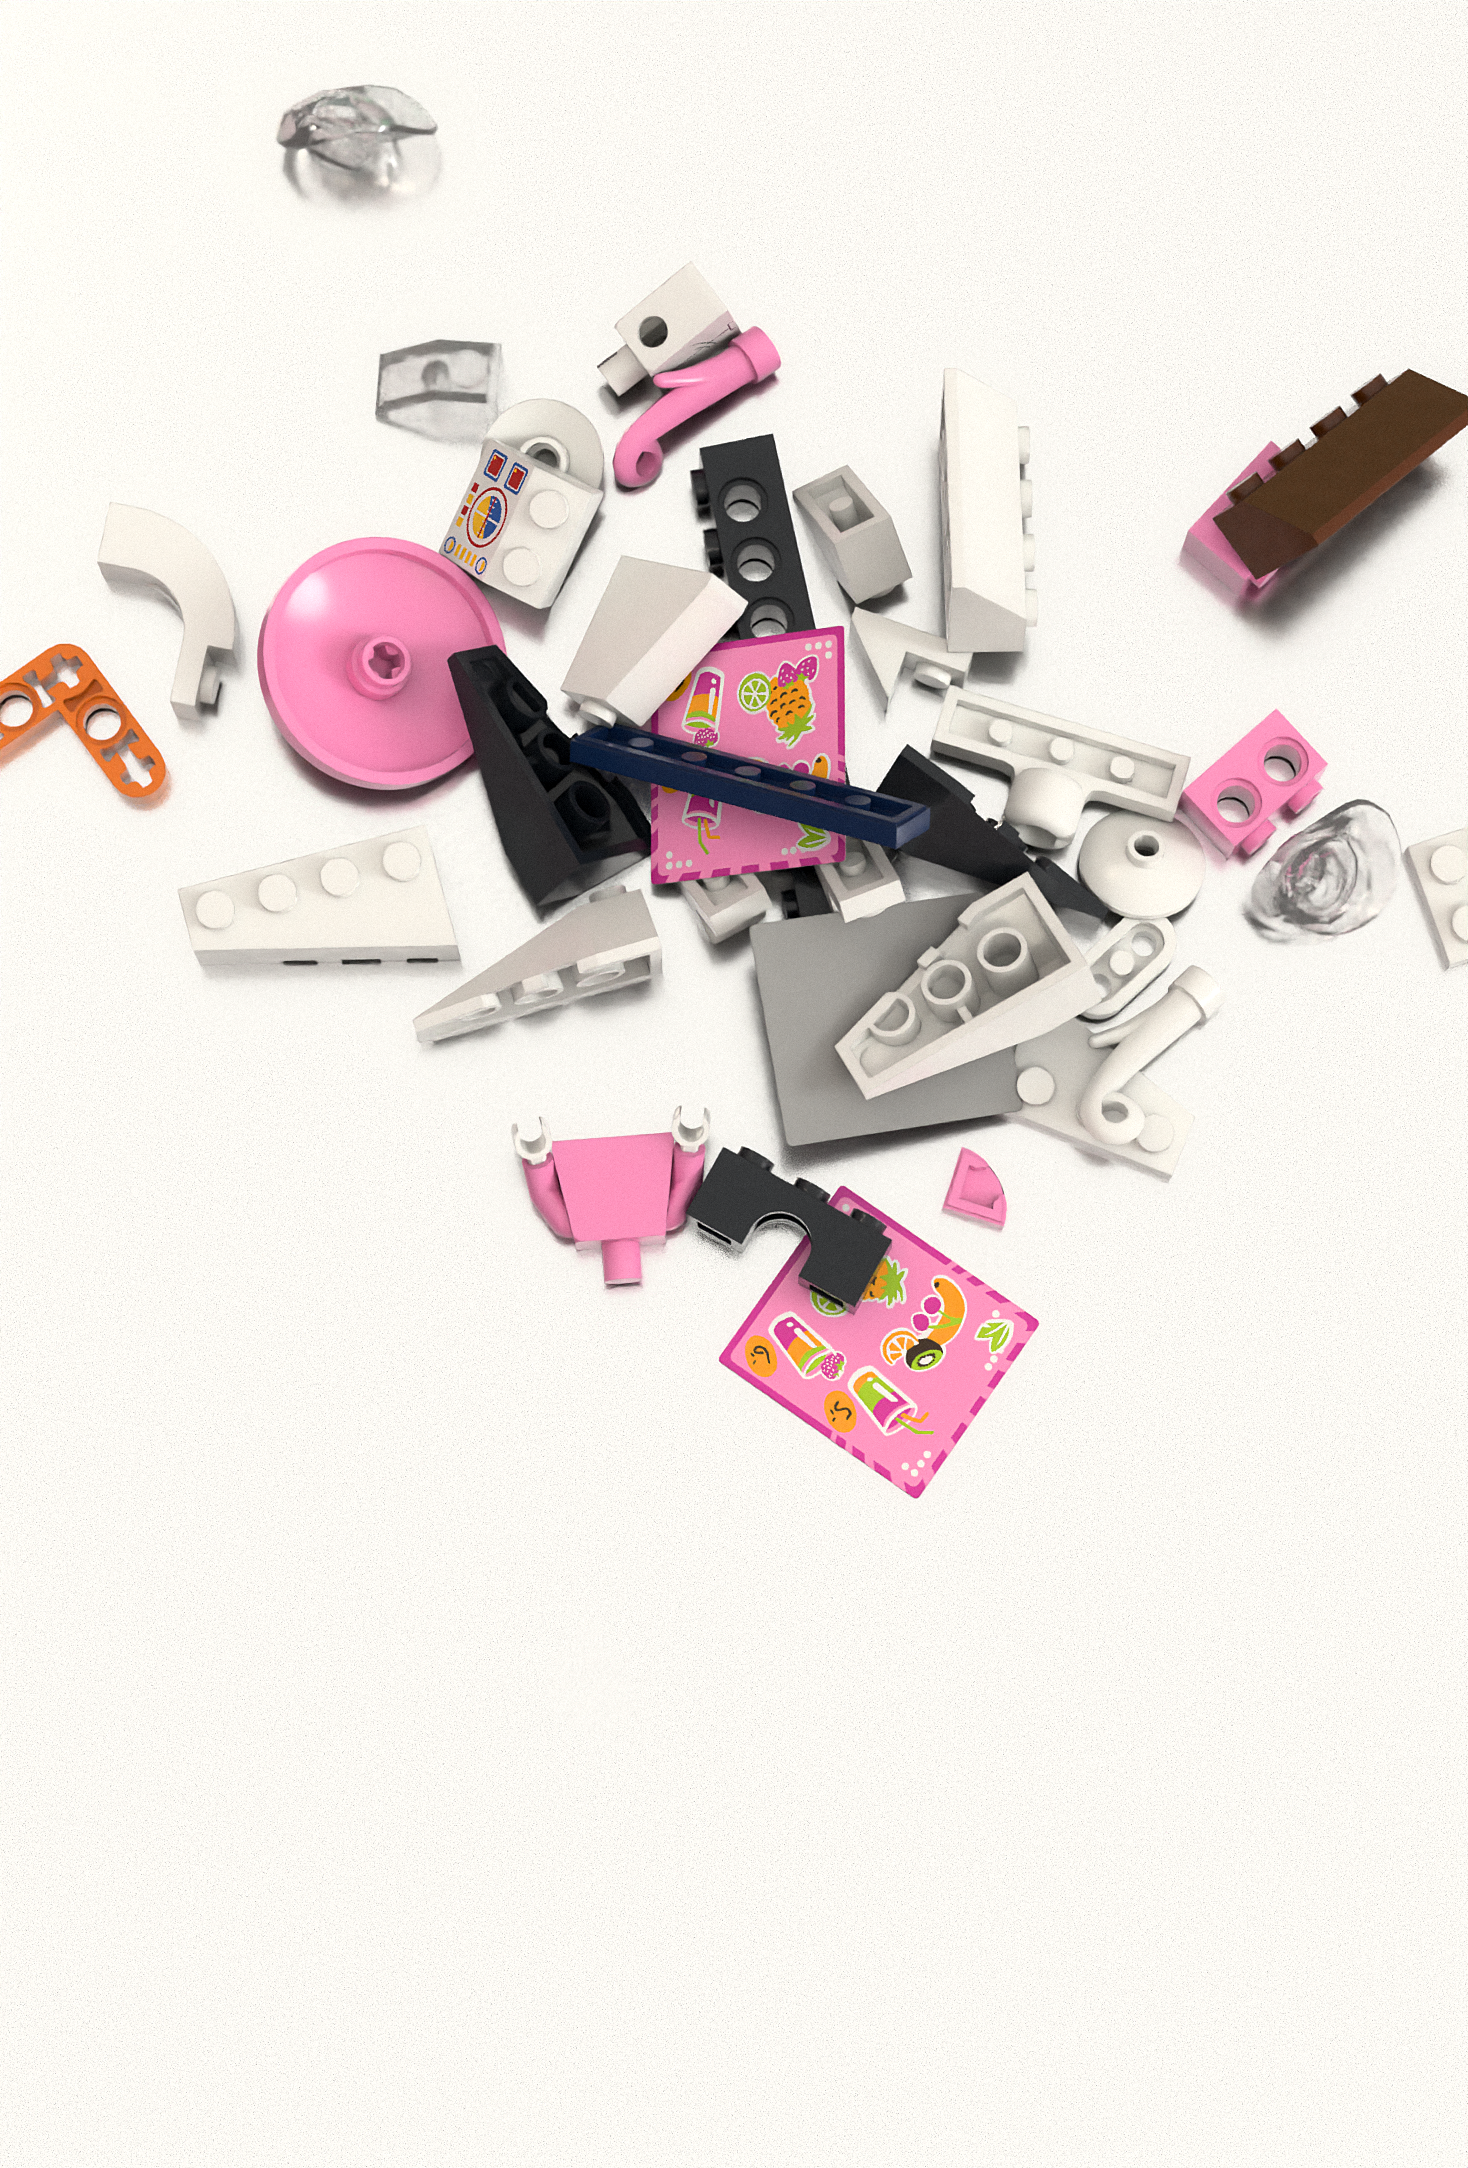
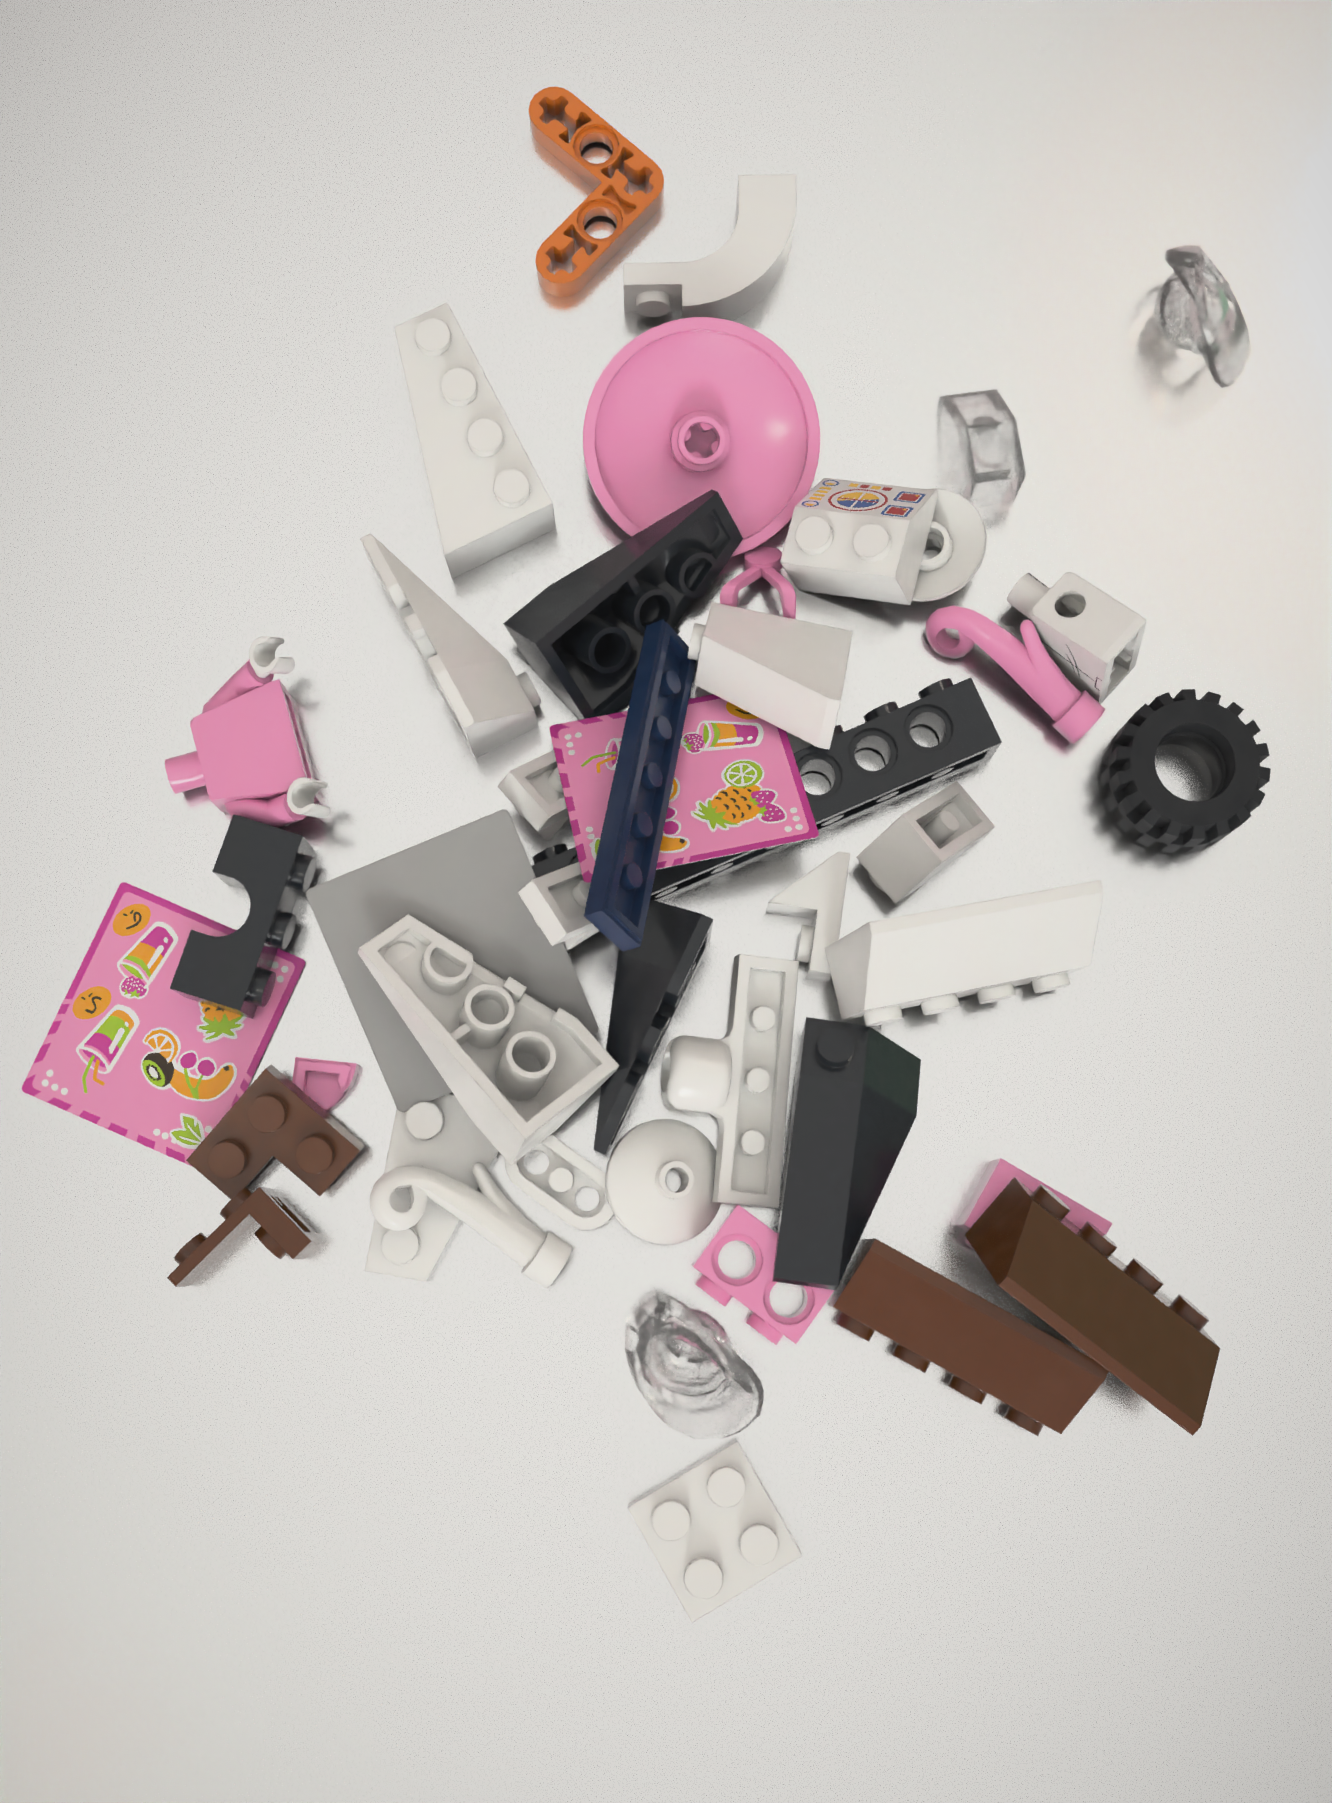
camera: 80 degrees right, 0 degrees up
(521, 632) = (766, 563): none -> bright pink piece
(844, 217) = (1213, 734): none -> black tyre
(1007, 1235) = (280, 1123): none -> reddish brown plate
(1116, 1250) = (279, 1232): none -> reddish brown bracket
(1134, 678) = (845, 1132): none -> black wedge
(1350, 605) = (965, 1336): none -> reddish brown slope

